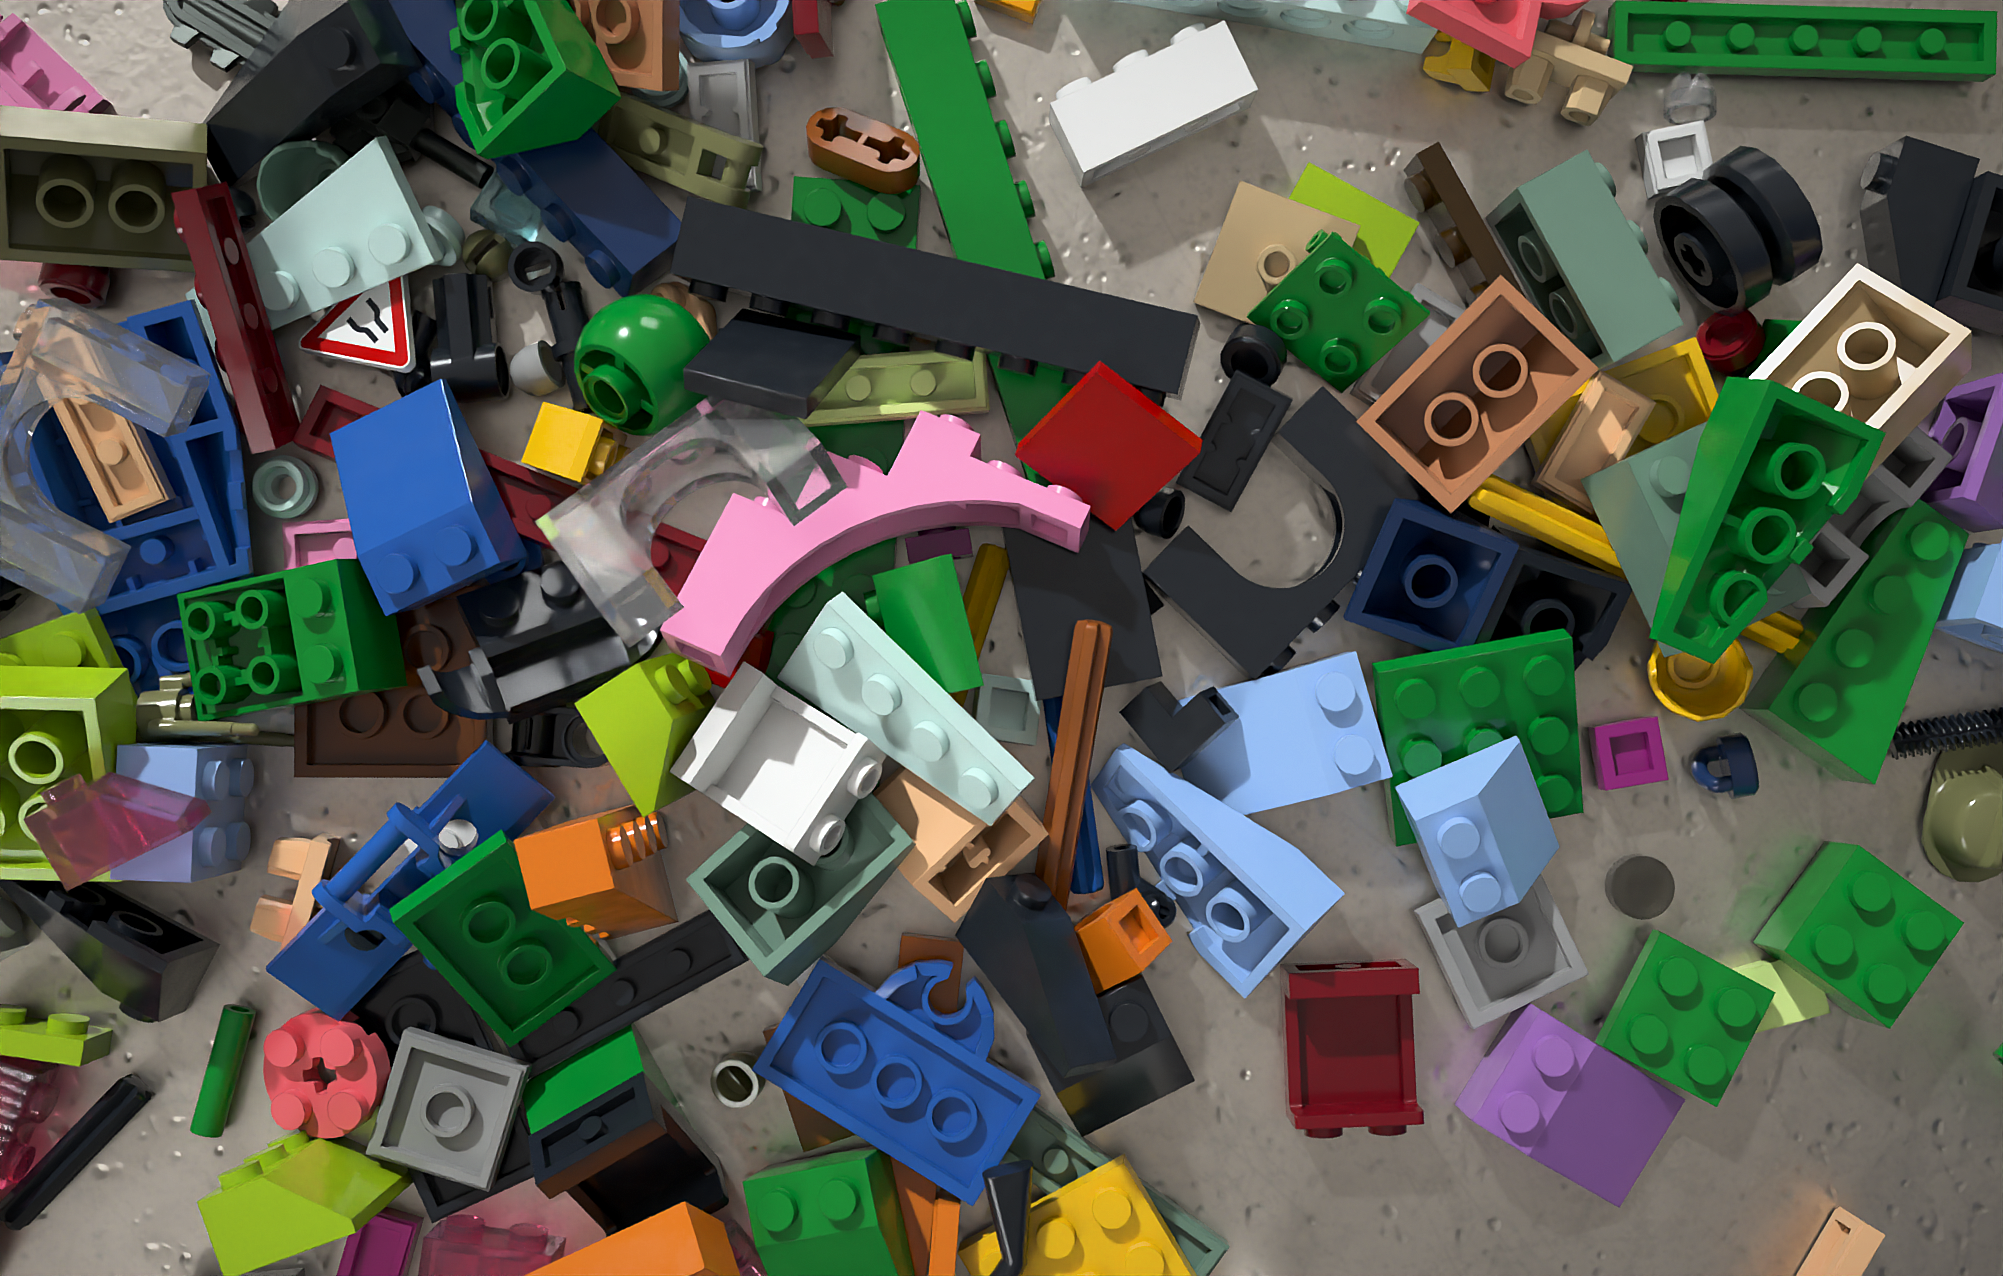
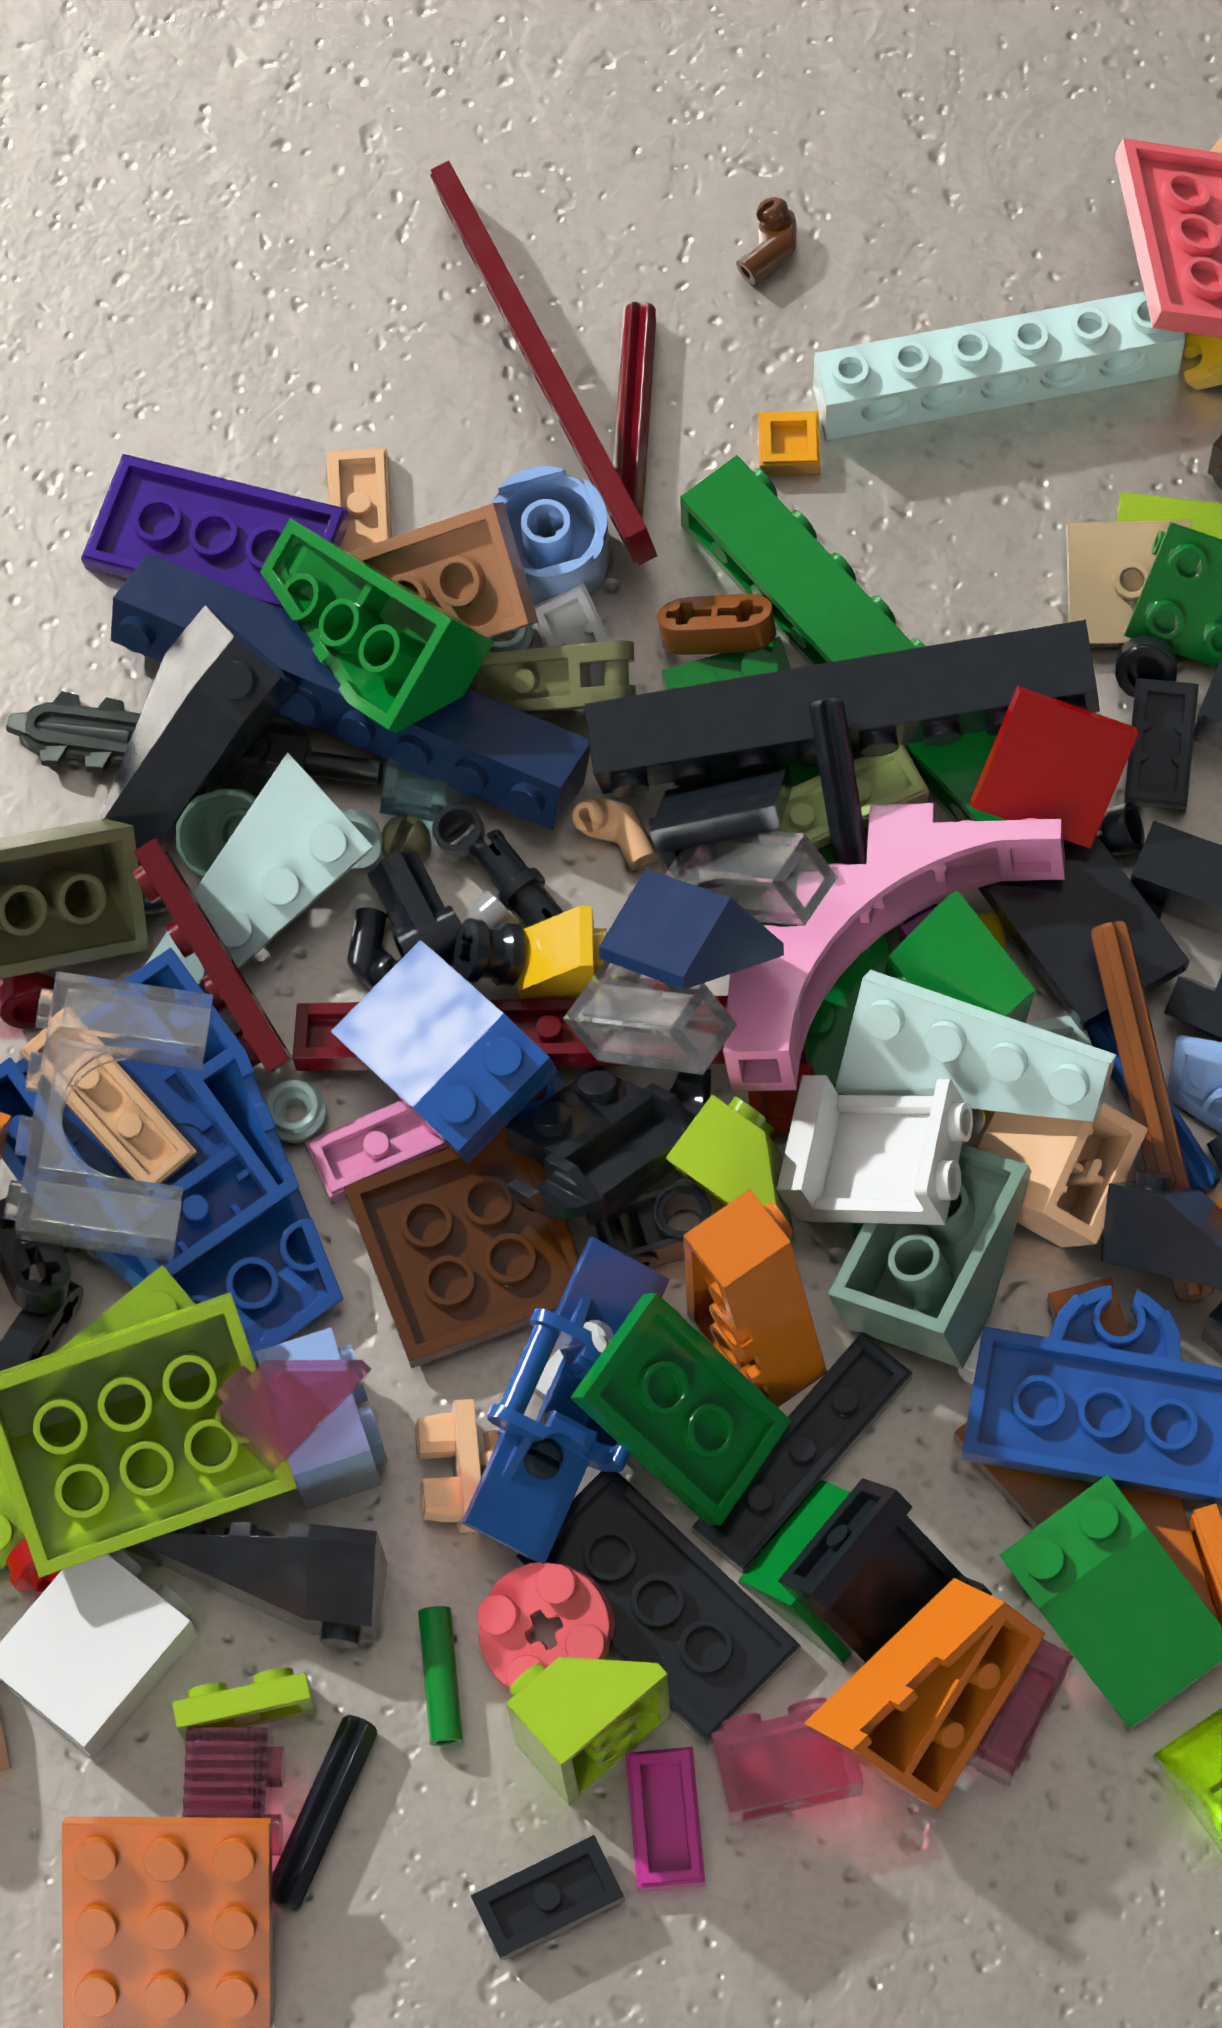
camera: 15 degrees left, 20 degrees down
(172, 716) = (273, 1330): olive plant -> none
(289, 640) = (366, 1222): green slope -> none
(367, 329) = (324, 936): piece -> none
(448, 1108) = (684, 1611): light grey tile -> none
(508, 412) = (489, 952): none -> black wheel
(635, 360) = (594, 857): green wheel -> none
(665, 502) = (685, 934): none -> dark blue slope
(735, 1081) = (944, 1496): olive hinge -> none
(896, 378) = (838, 780): none -> black axle
(1151, 101) = (957, 494): white brick -> none

